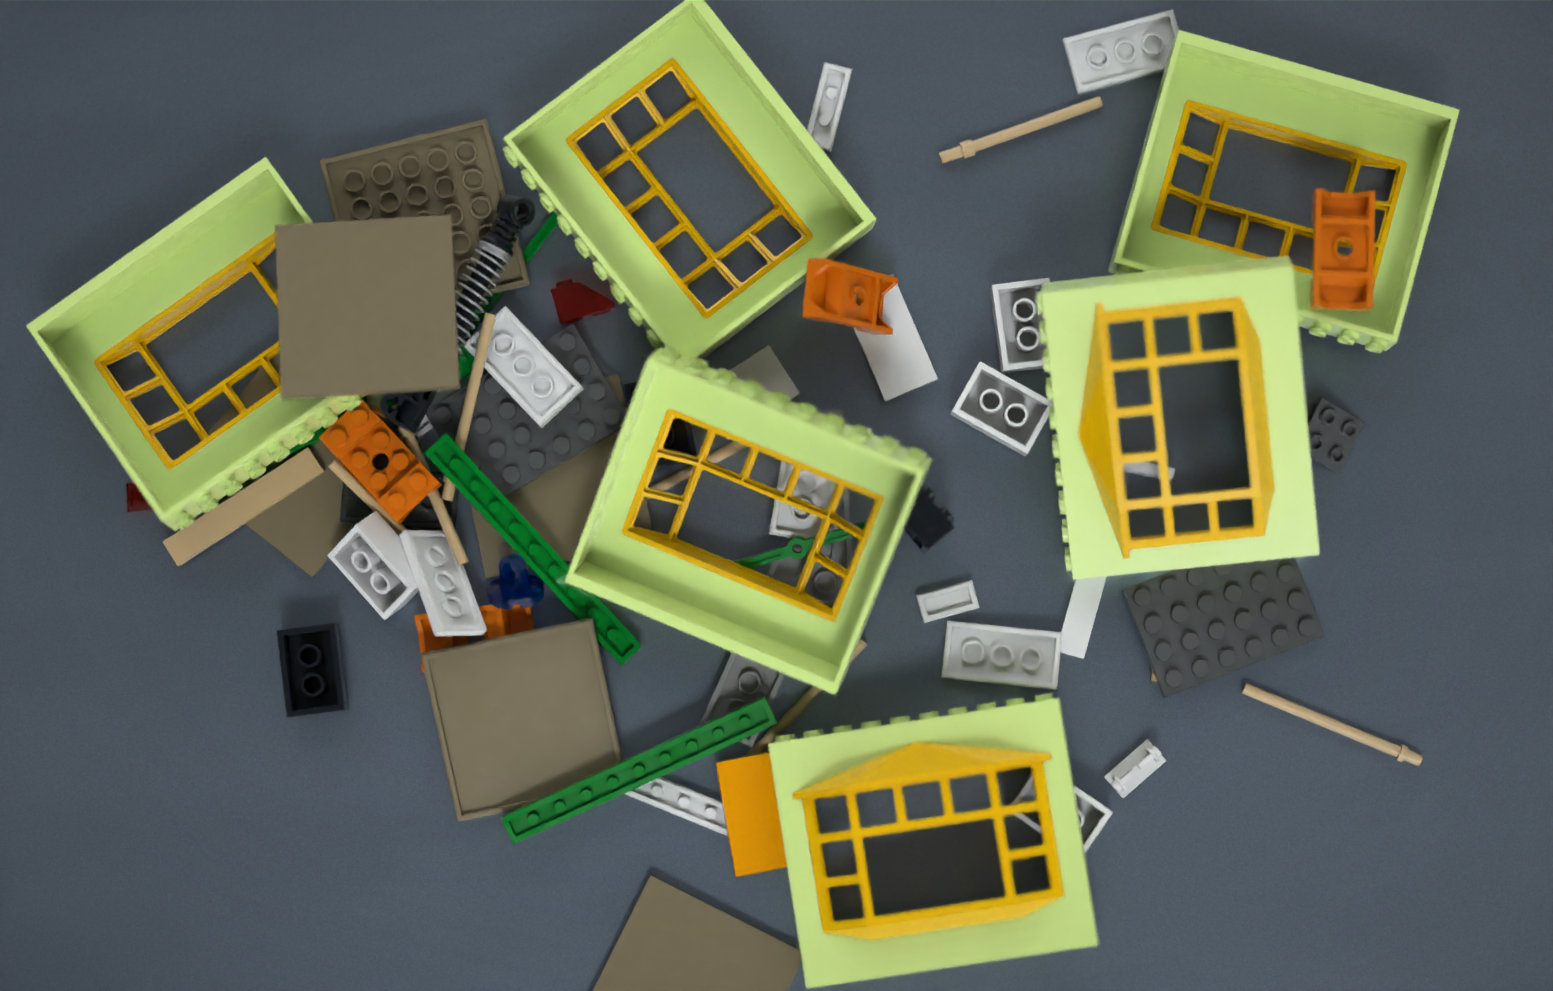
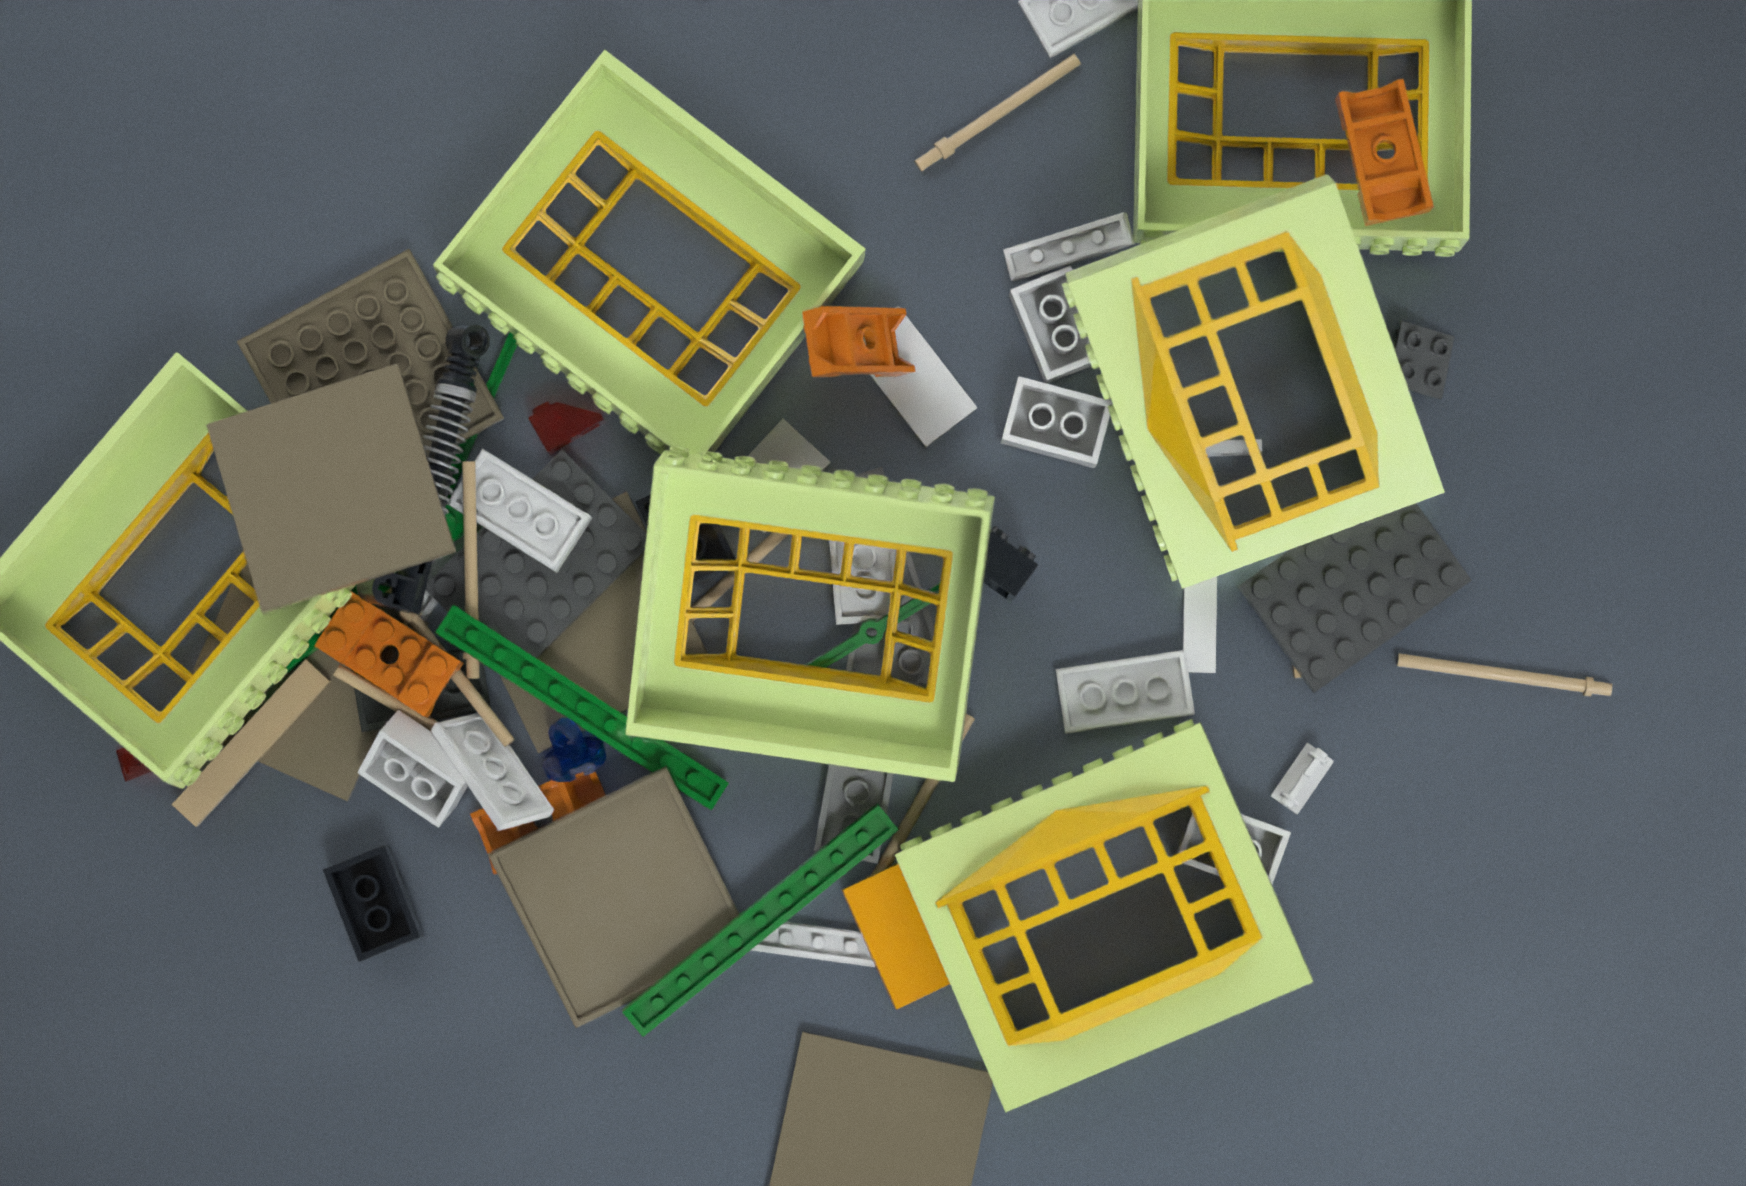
camera: 15 degrees left, 0 degrees up
(828, 105) = (781, 138): white tile -> none
(947, 601) = (1050, 648): white tile -> none
(1052, 261) = (1069, 246): none -> white tile

